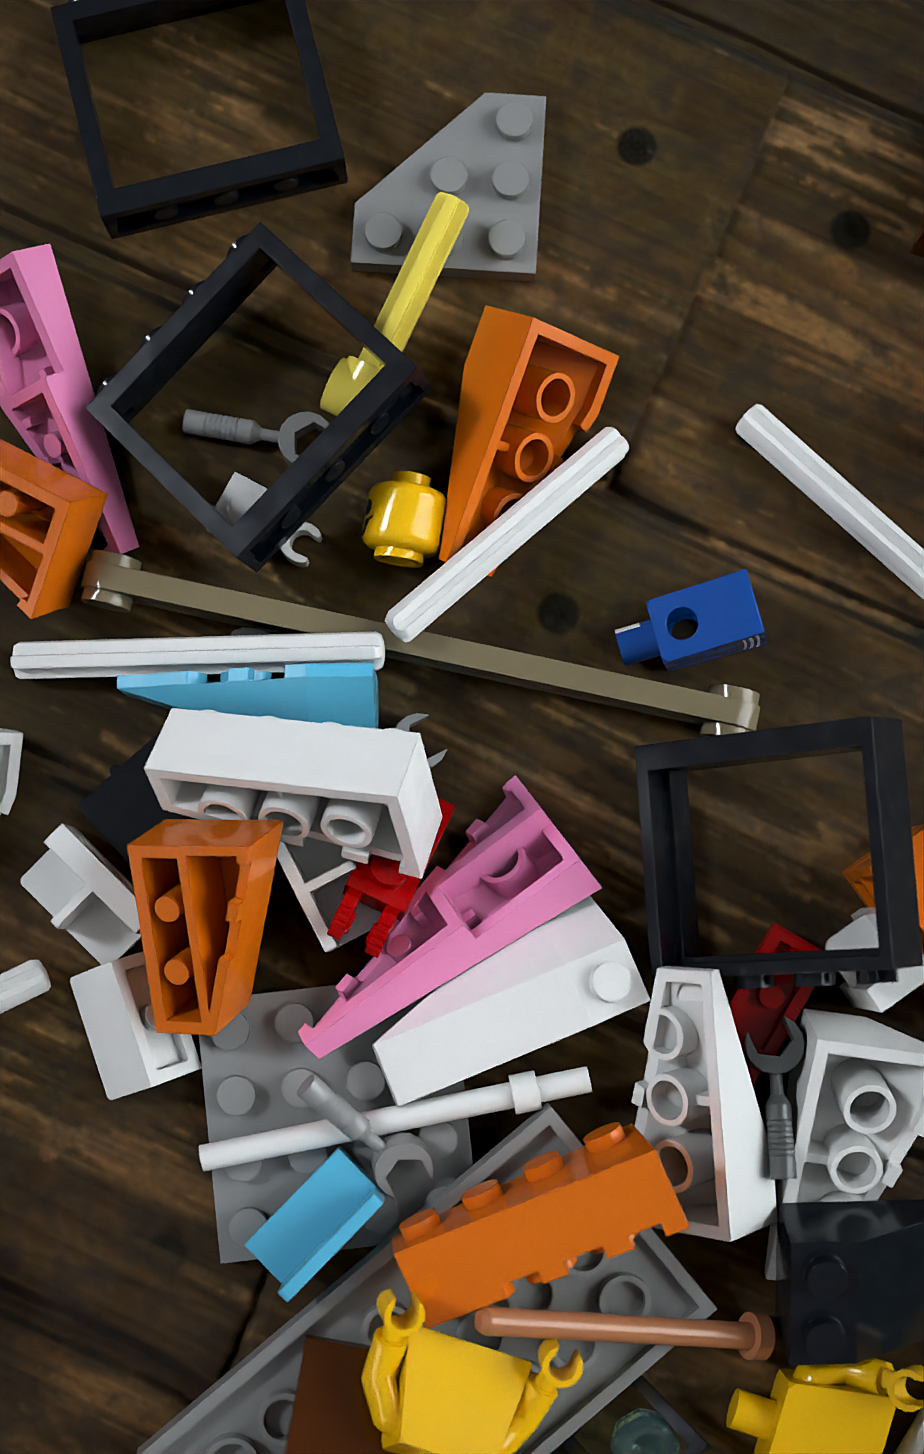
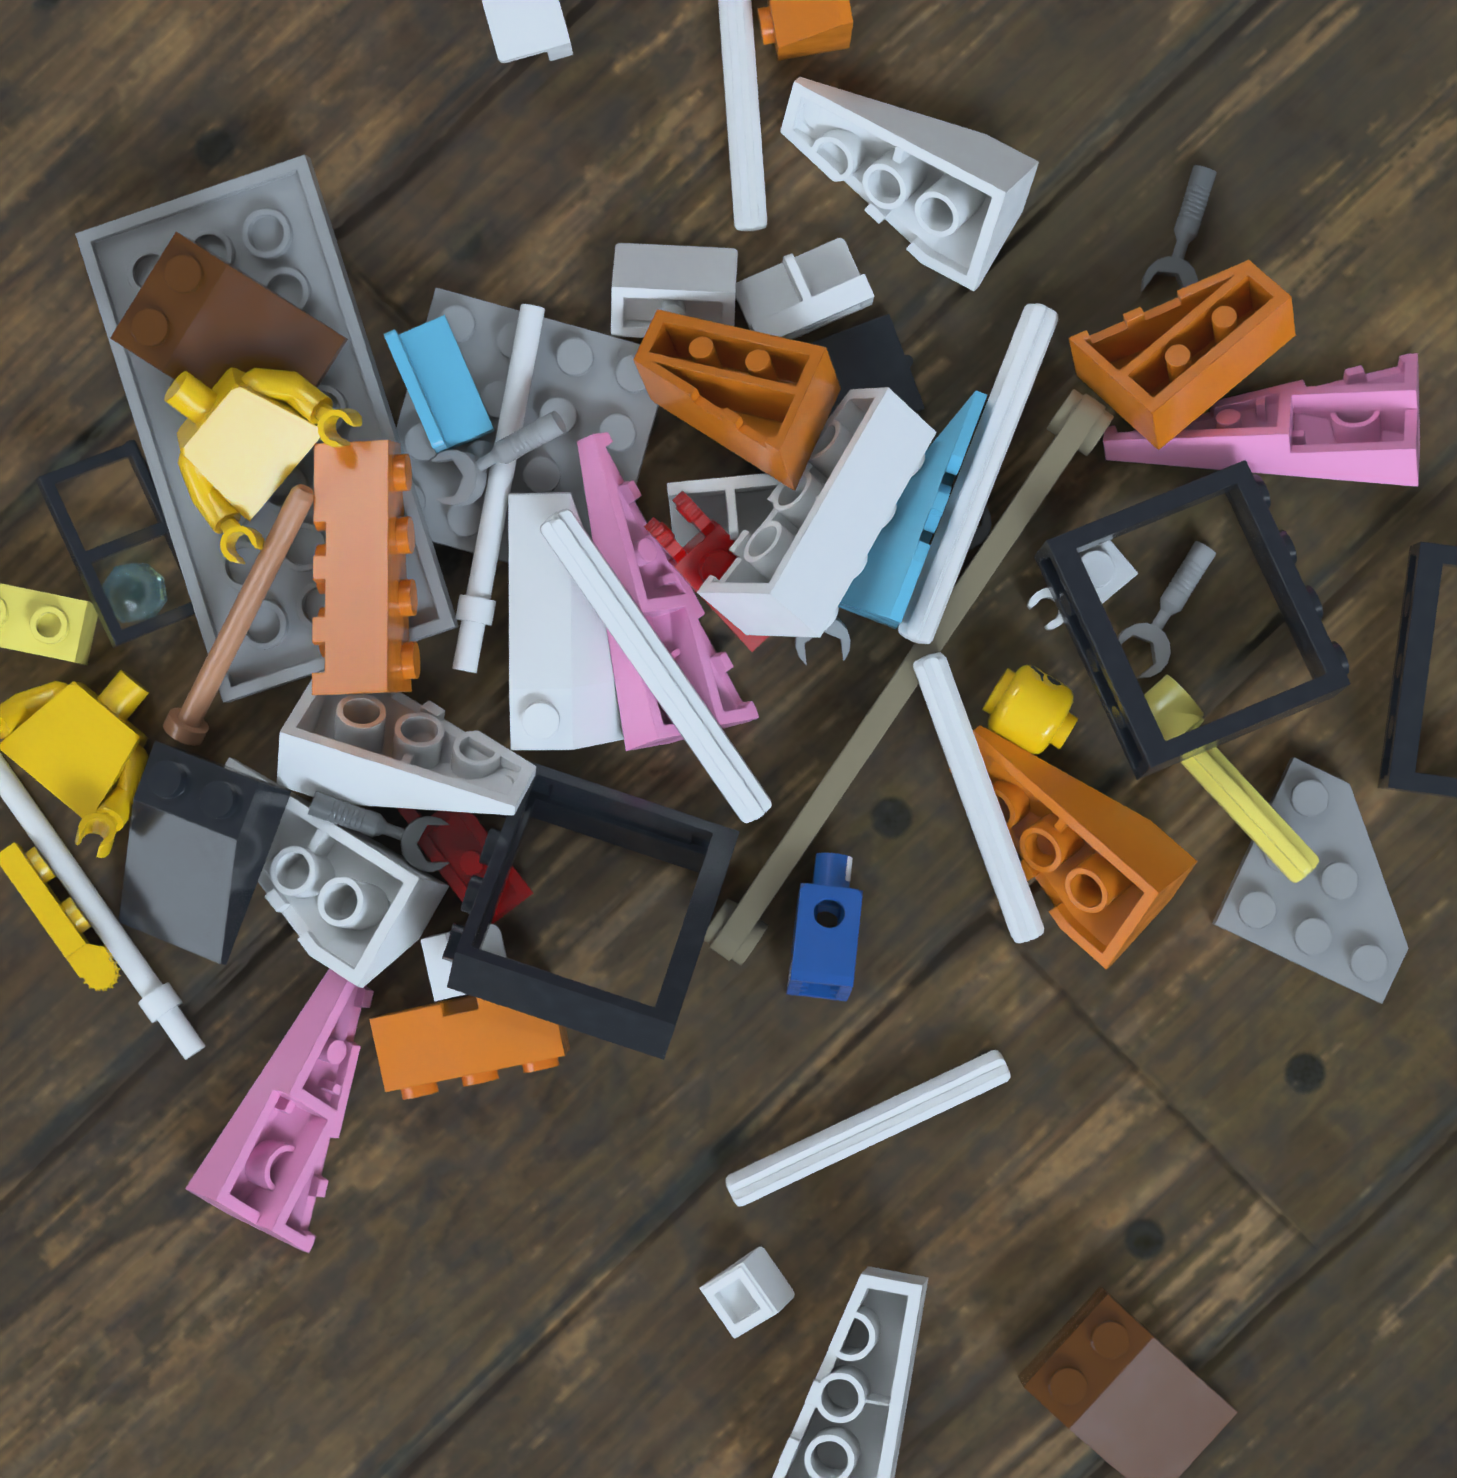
camera: 115 degrees right, 5 degrees up
(506, 895) = (655, 665): none -> white axle

